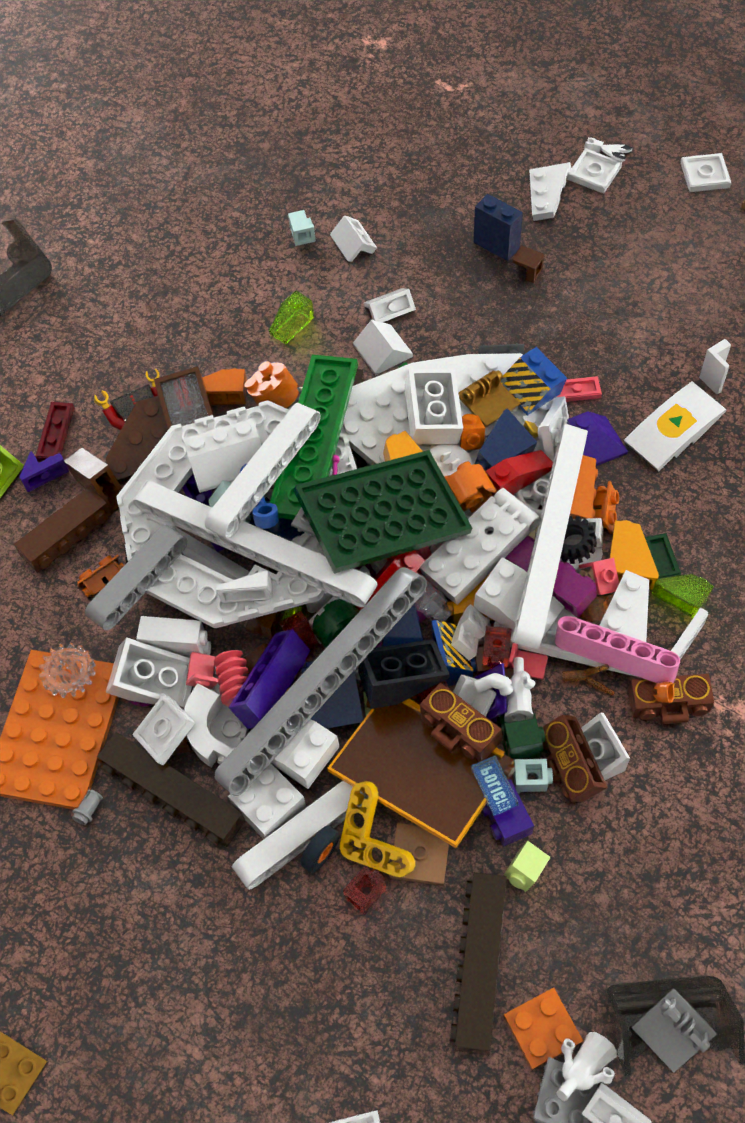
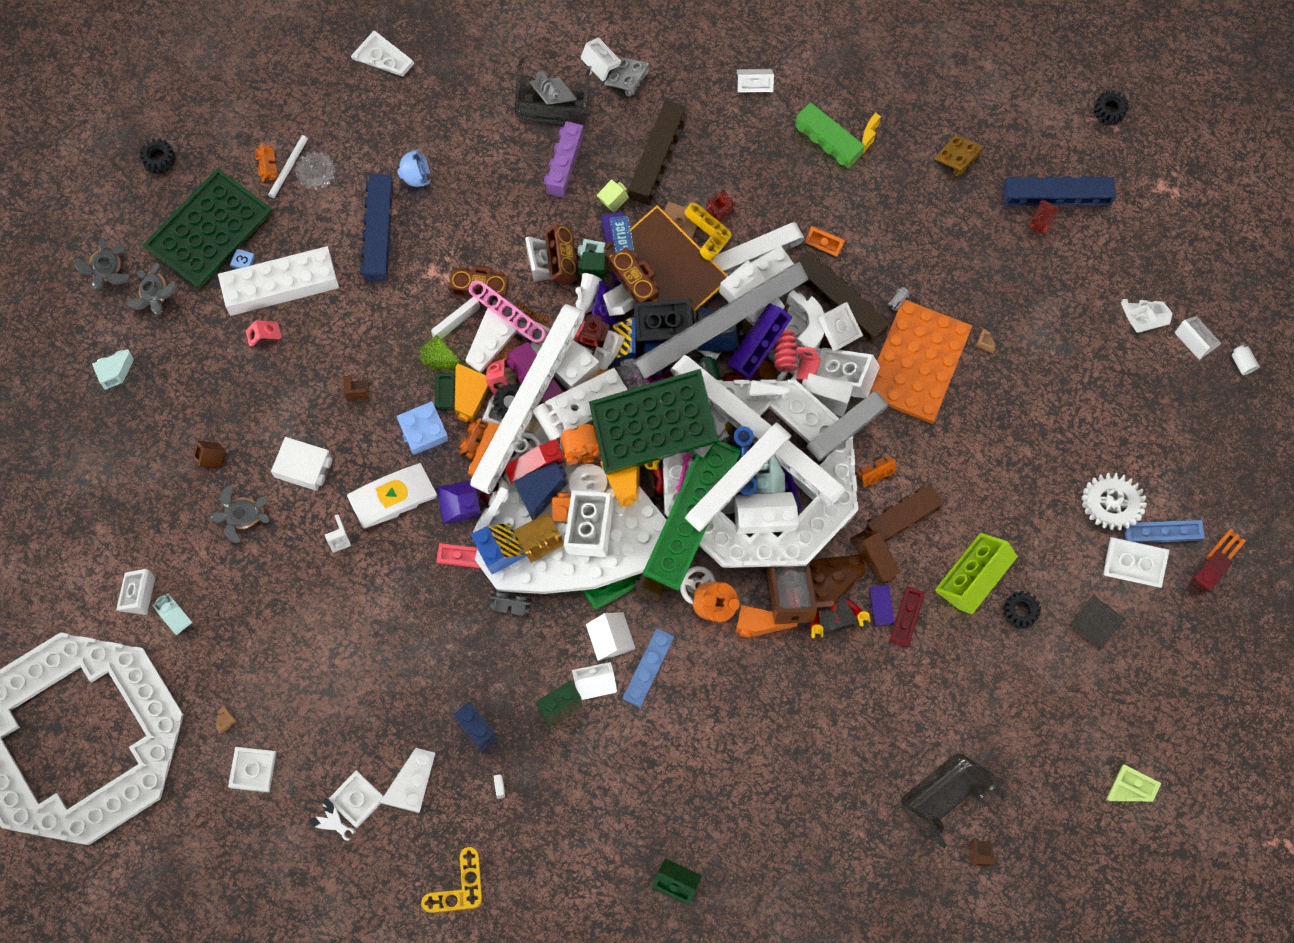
camera: 175 degrees left, 10 degrees up
(38, 474) = (922, 573): dark purple slope -> none
(59, 680) = (910, 381): clear gear -> none
(85, 434) = (881, 605): none -> dark purple tile
(154, 1066) = (869, 134): none -> yellow slope
(201, 878) = (825, 241): none -> orange slope
(217, 1056) = (829, 135): none -> bright green brick
(265, 170) = (676, 881): none -> dark green panel
(292, 317) = (684, 684): clear neon green slope -> none
(301, 228) = (657, 790): light aqua brick -> none
(320, 849) = (744, 232): black bush -> none
(336, 324) = (648, 668): none -> medium blue plate
(352, 238) = (610, 766): white panel -> none
(418, 261) = (559, 704): none -> dark green brick
(458, 200) = (499, 786): none -> white tile
(487, 115) = (461, 895): none -> yellow beam
(495, 681) = (601, 298): white arm -> none
(531, 260) = (457, 692): reddish brown panel -> none
(531, 428) = (510, 507): yellow piece -> none
(542, 1027) = (629, 113): orange plate -> none
(583, 1070) = (612, 82): white piece -> none
(616, 914) = (564, 159): none -> medium lavender brick
(665, 692) = (486, 276): orange hinge -> none
(670, 500) = (422, 428): none -> light blue brick

